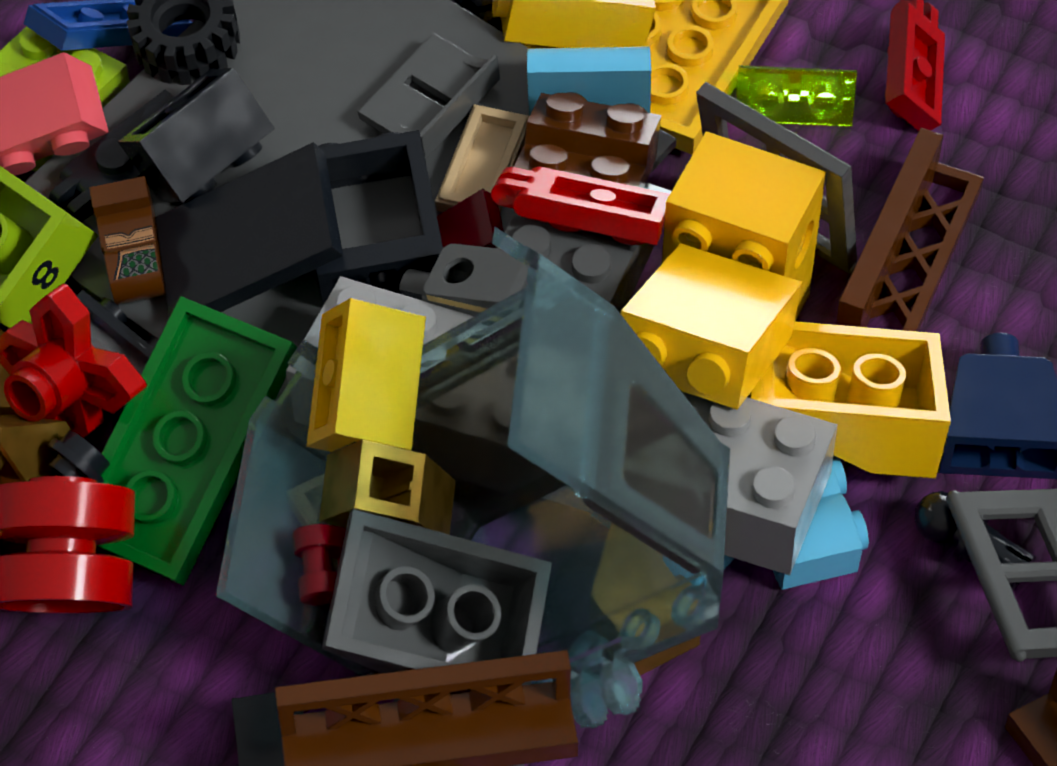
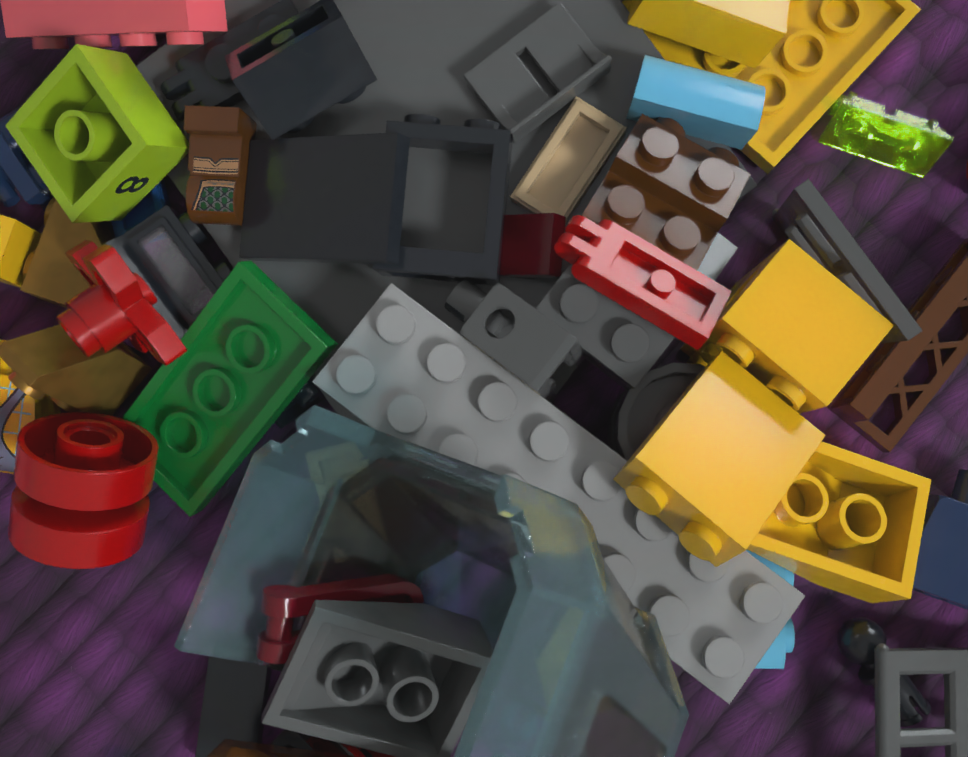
camera: 15 degrees right, 30 degrees up
(76, 457) = (118, 397): black plate -> none
(366, 376) = (361, 474): yellow panel -> none
(386, 484) = (364, 559): pearl gold slope -> none

